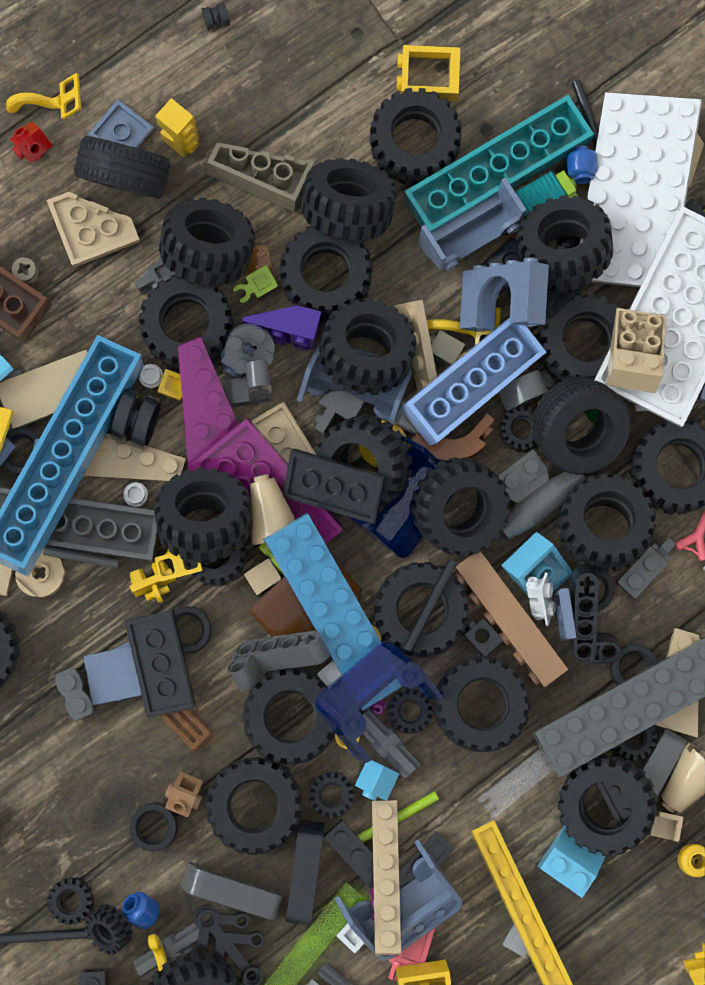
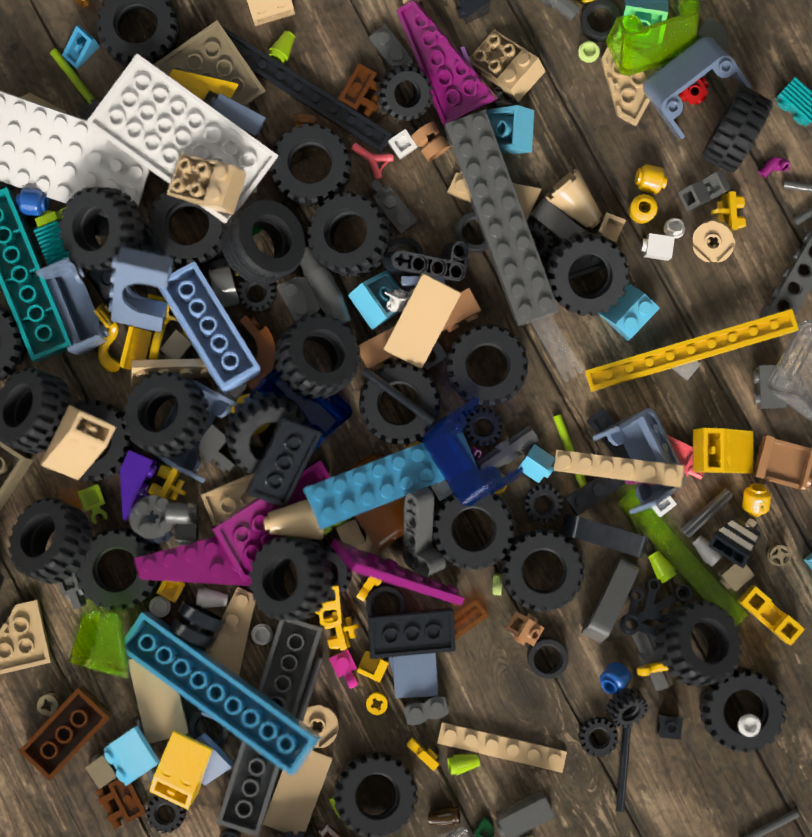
camera: 75 degrees left, 5 degrees up
(19, 746) = (462, 763): none -> lime cone
(22, 704) = (428, 756): none -> yellow plate
(44, 789) = (502, 747): none -> tan plate
(78, 639) = (379, 708): none -> yellow wheel
(98, 315) = (101, 644): none -> clear neon green windscreen
(112, 592) = (344, 665): none -> dark pink plate
(114, 625) = (372, 667): none -> yellow panel
(168, 431) = (210, 598): none -> white cone
(215, 611) = (367, 587): none -> yellow plate
(226, 628) = (389, 571): none -> magenta wing
(231, 755) = (497, 584): none -> yellowish green tile
(277, 947) = (662, 567): none -> lime cone
(298, 365) = (171, 476): none -> yellow hips
(320, 253) = (77, 443): none -> tan slope
(417, 275) = (105, 359): none -> yellow piece
(439, 303) = (136, 346): none -> yellow panel
(521, 620) = (422, 320): none -> tan tile
(653, 885) = (658, 246): none -> white brick
(676, 965) = (713, 229): none -> tan plate
(678, 902) = (674, 228): none -> white plate

